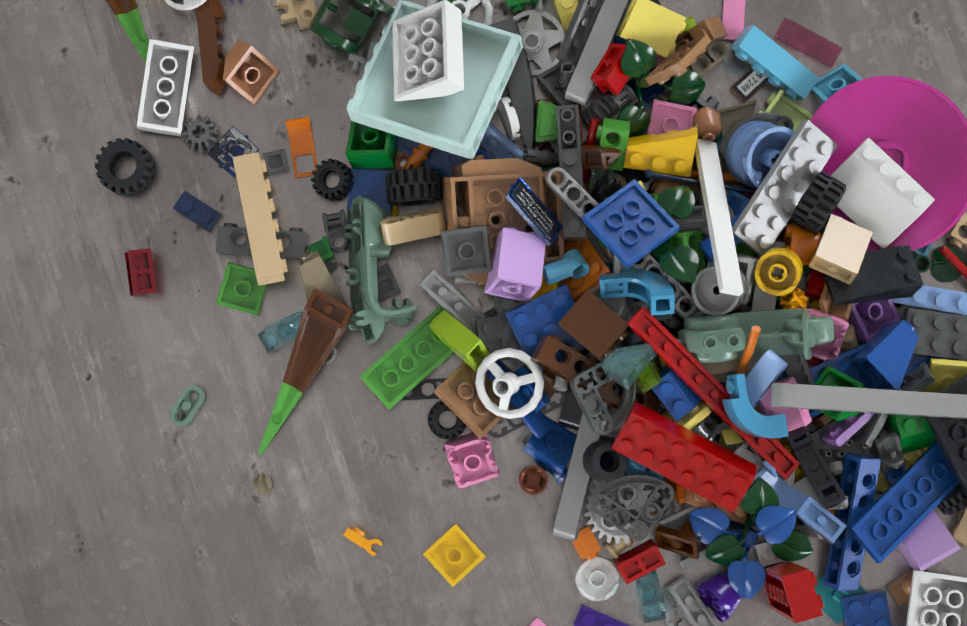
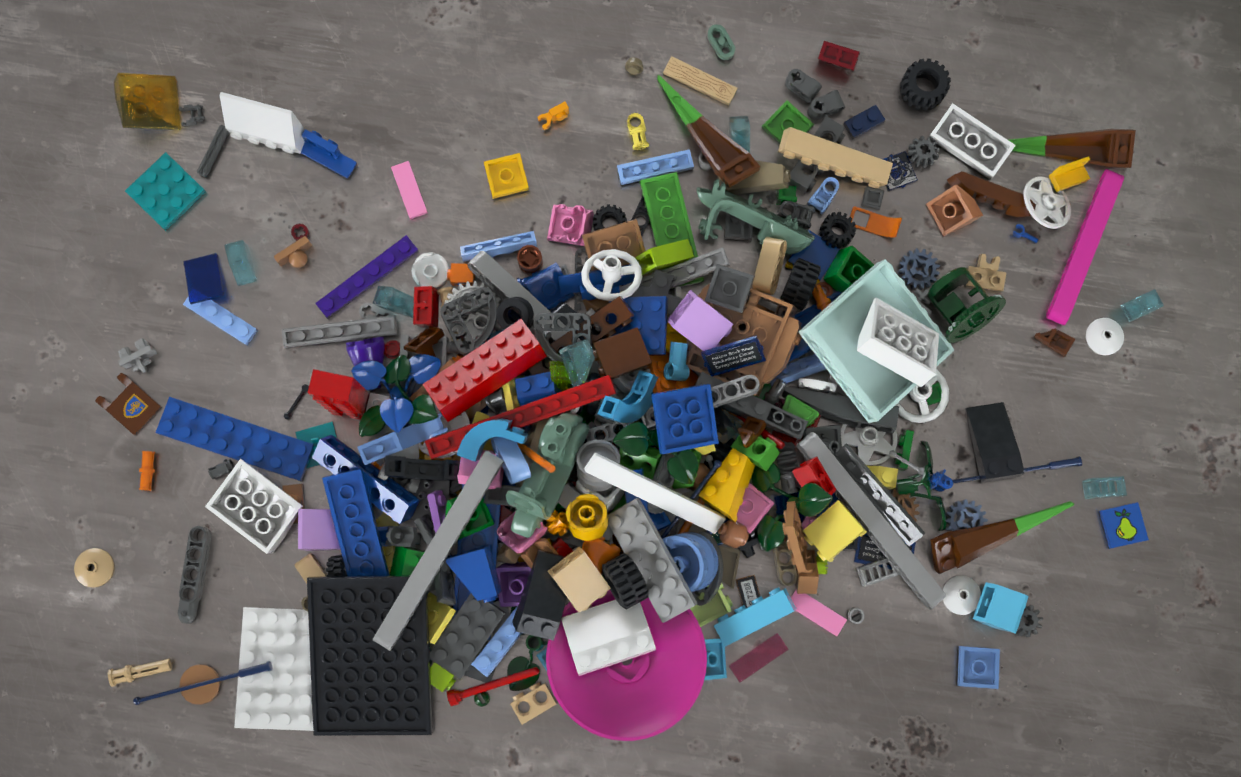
camera: 115 degrees right, 5 degrees down
(191, 290) = (804, 86): none -> dark grey piece
(199, 257) = (828, 105): none -> dark grey piece
(241, 406) = (700, 80): none -> tan tile
(303, 212) = (822, 197): none -> light blue piece
(334, 445) = (638, 132): none -> light yellow connector
(335, 69) = (922, 276): none -> sand blue gear
(362, 403) = (655, 166): none -> light blue plate
(534, 521) = (498, 246): none -> light blue plate
(700, 572) = (392, 349): none -> red plate

